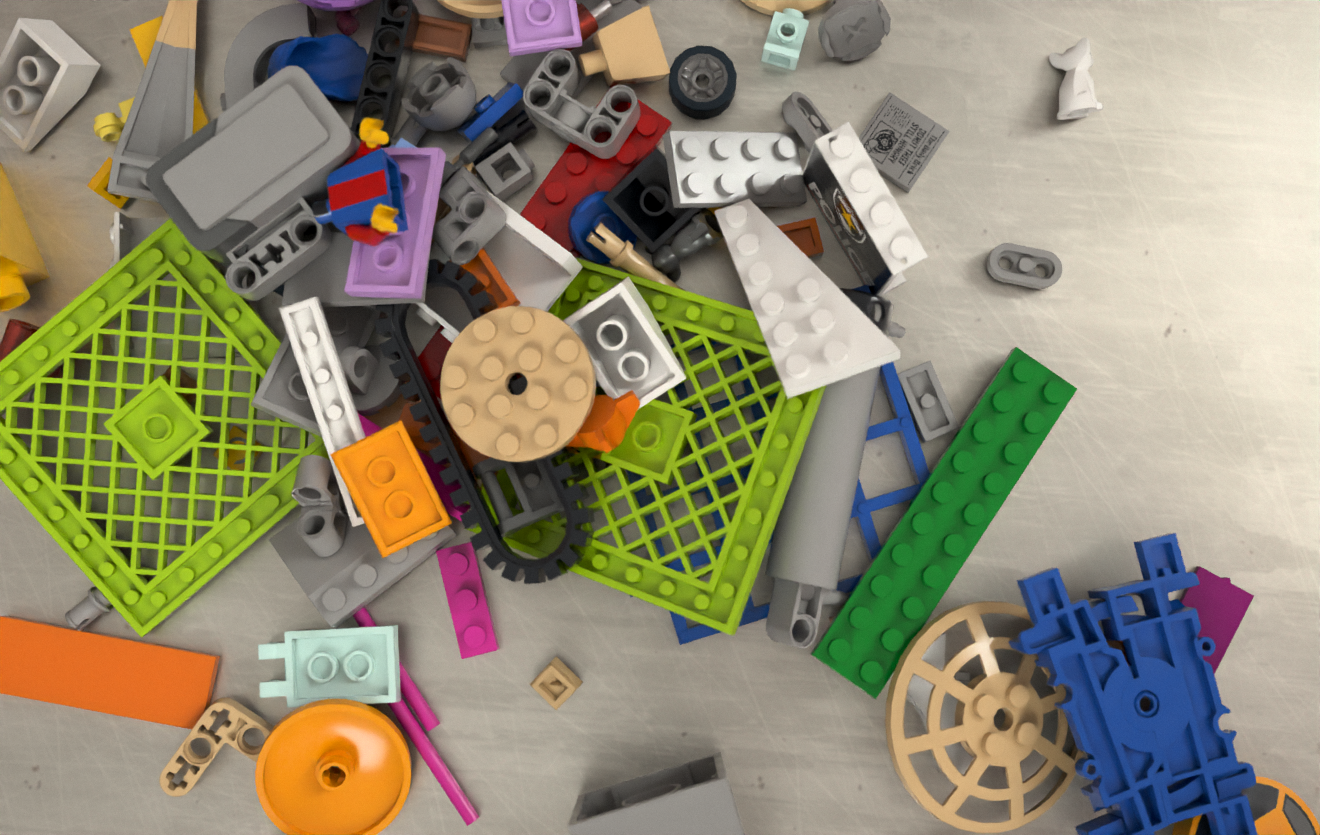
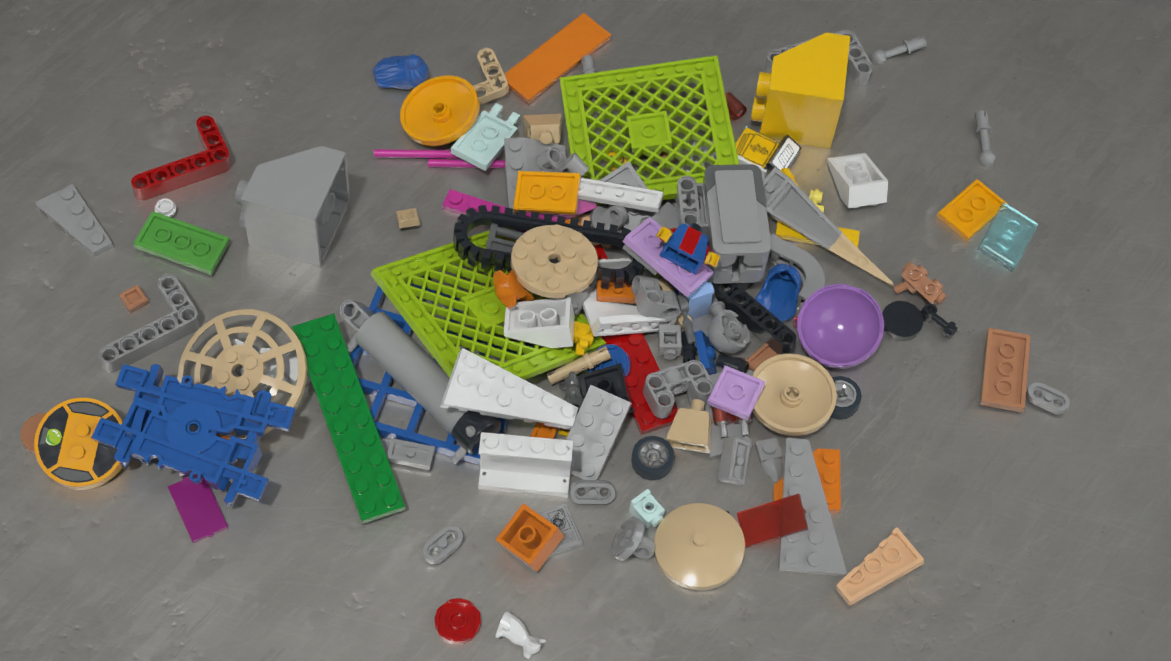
camera: 115 degrees right, 25 degrees down
(64, 213) = (784, 154): none -> tile
(74, 261) = (755, 147): none -> yellow tile
(261, 591) = (543, 127): none -> tan torso
(482, 65) = (734, 362): none -> black cone
(593, 282) = (582, 337): none -> yellow plate
(946, 149) = (530, 537): none -> orange brick
(1107, 177) = (457, 621): none -> red tile

